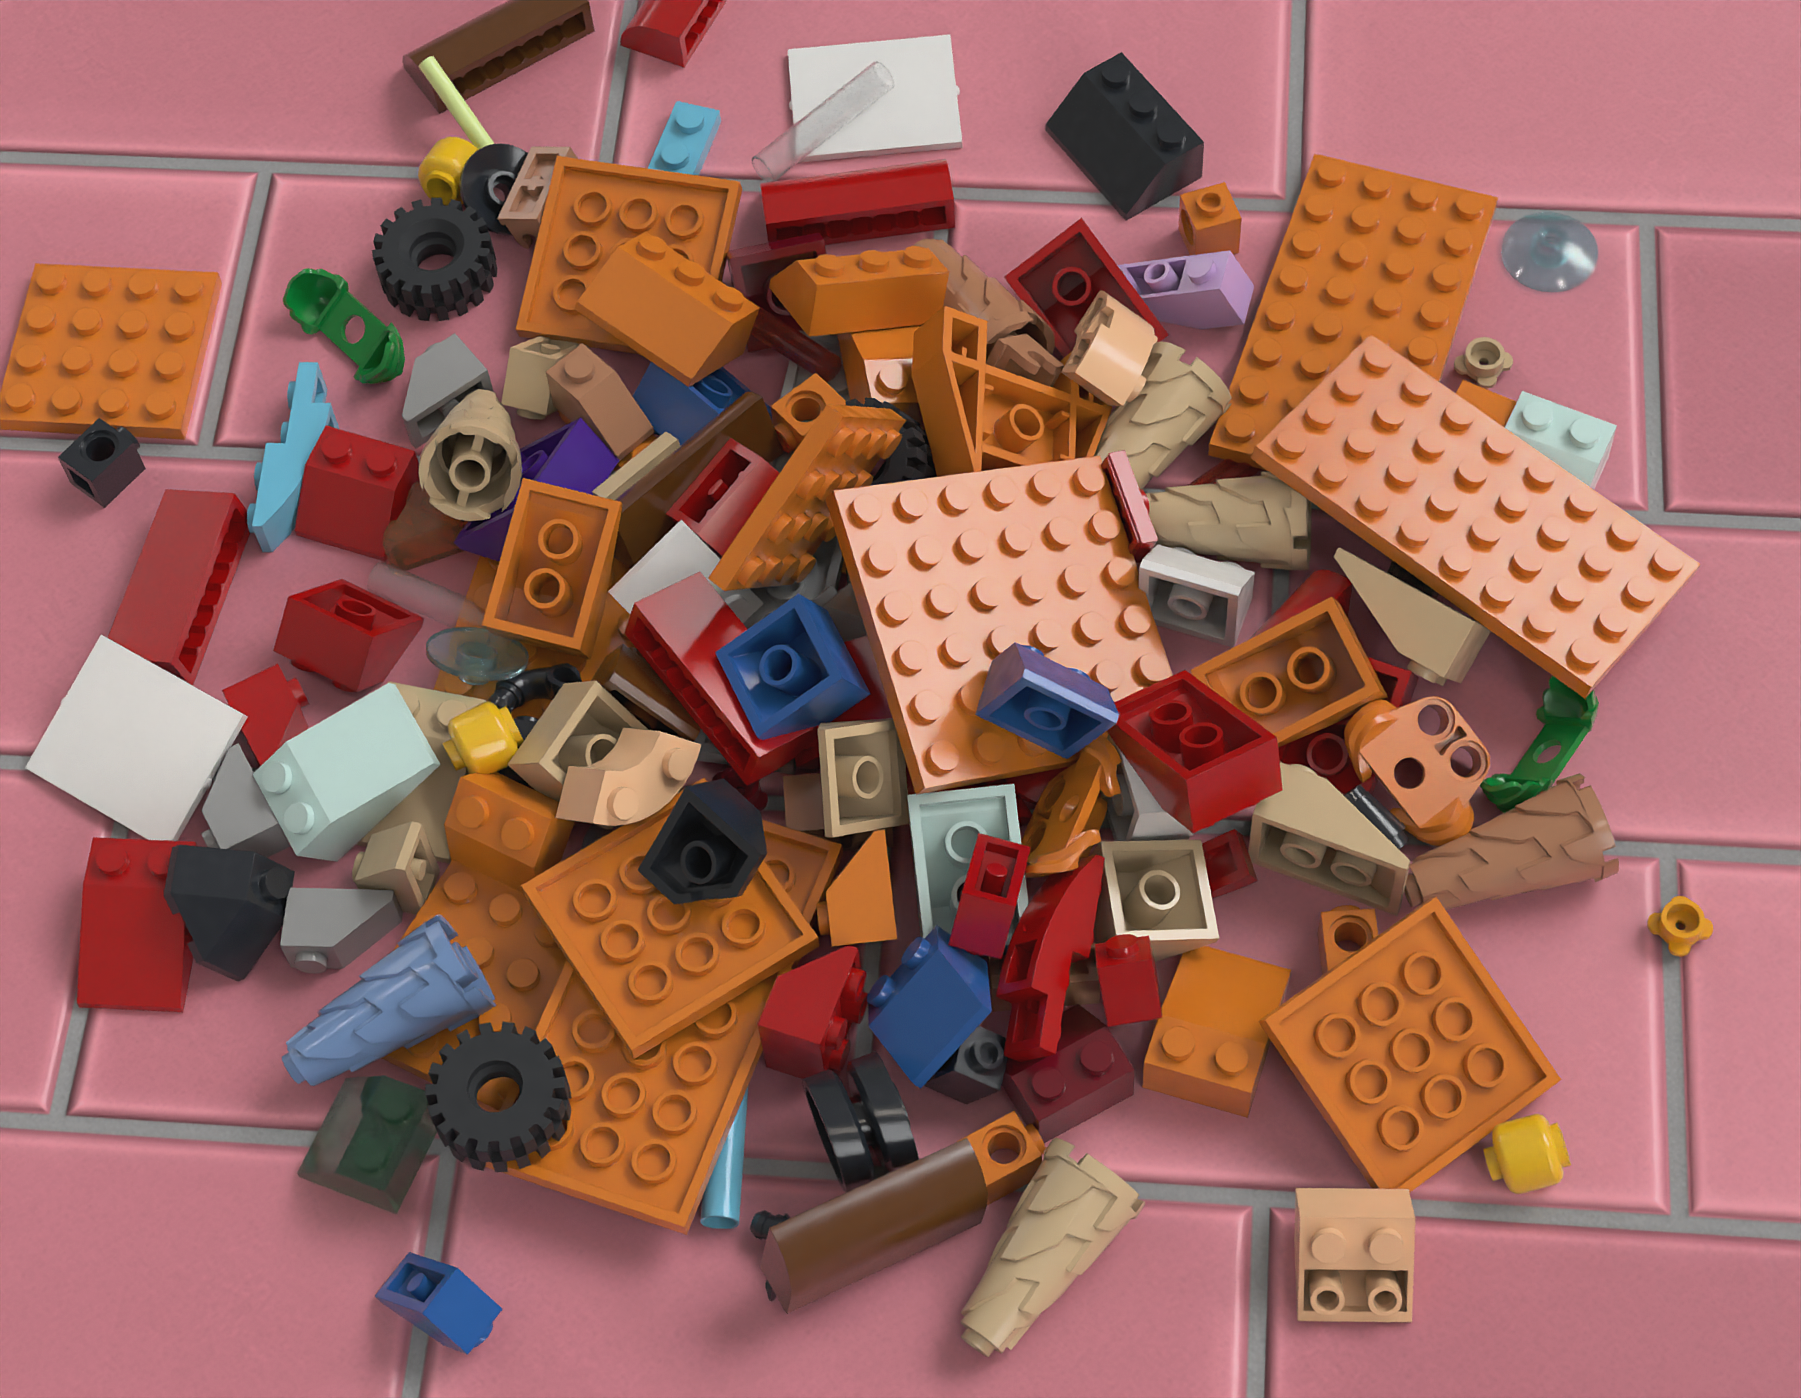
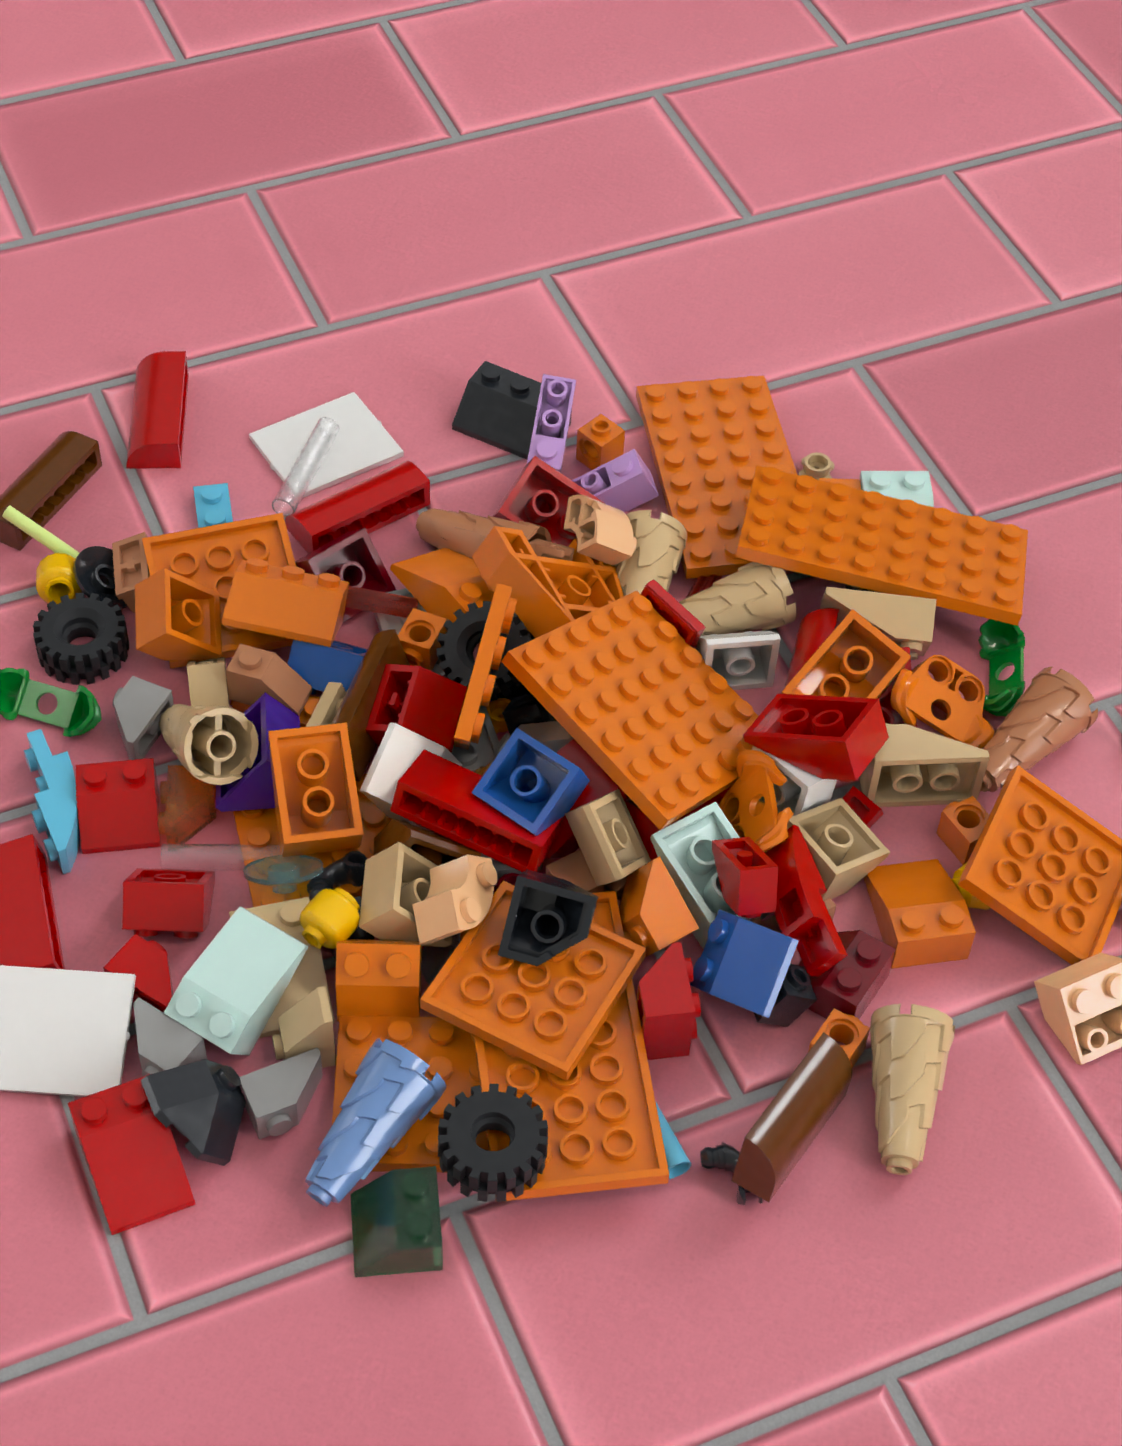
camera: 35 degrees left, 10 degrees down
(440, 1302) = (518, 1308): blue slope -> none
(539, 278) = (177, 618): none -> orange slope
(862, 290) = (413, 547): orange slope -> none
(868, 1118) = (740, 1057): black wheel -> none
(1045, 701) = (712, 739): blue slope -> none
(1128, 979) = (858, 894): red slope -> none
(1144, 183) = (552, 420): none -> lavender slope
(1548, 265) = (811, 397): clear light blue dish -> none

